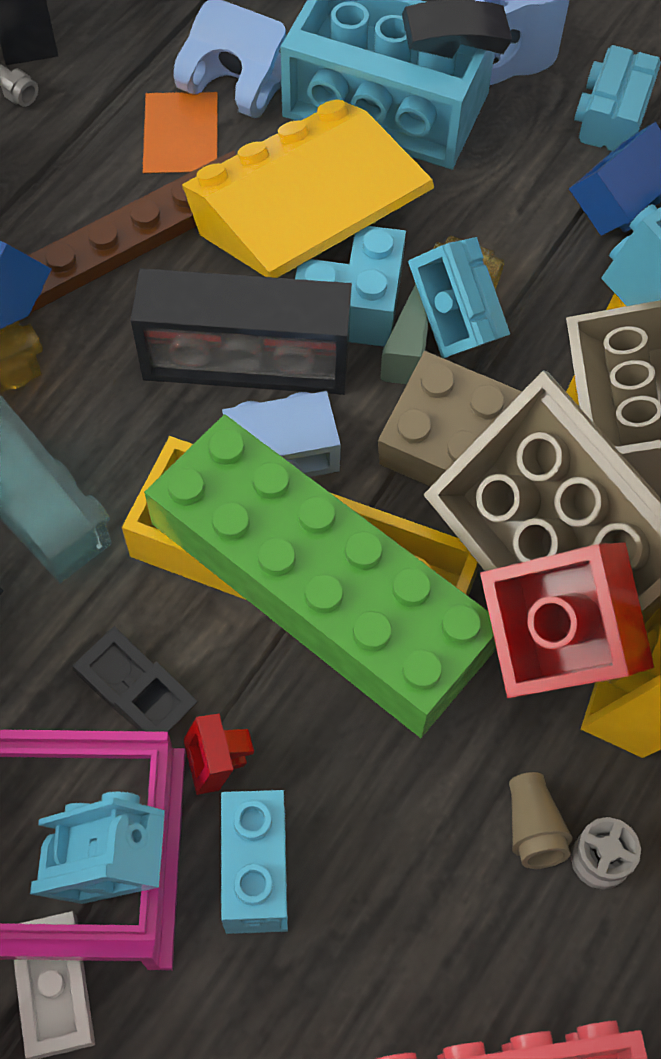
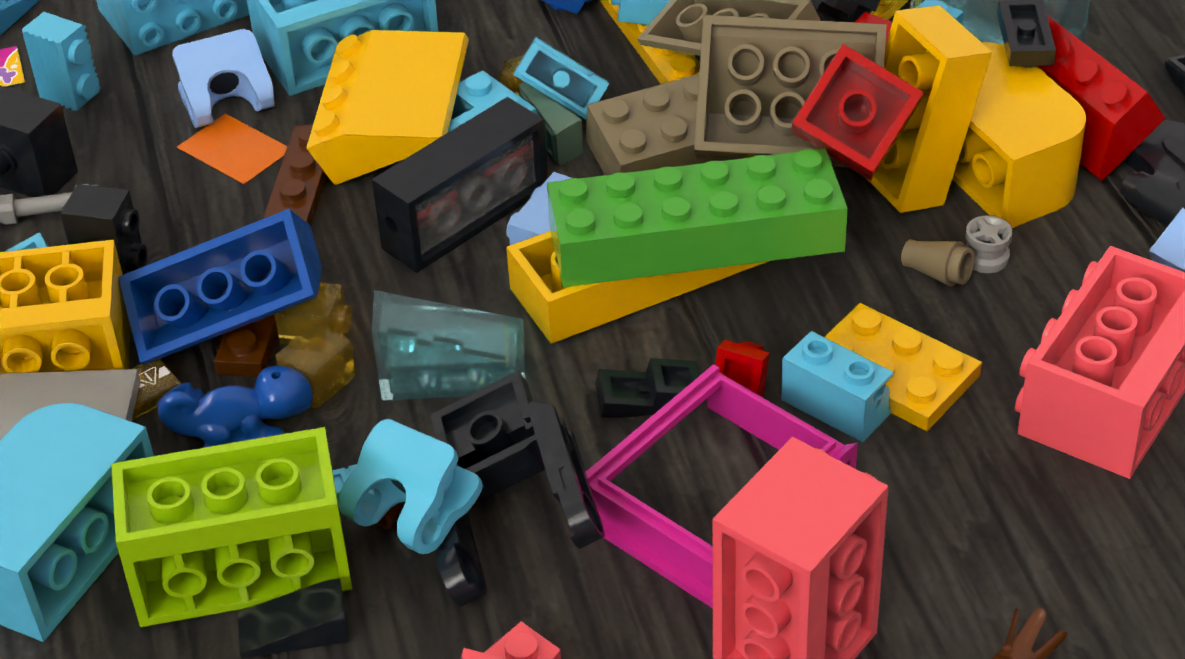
camera: 45 degrees left, 20 degrees down
(101, 850) = (756, 429): medium azure hinge -> none
(350, 889) = (926, 371): none -> yellow plate

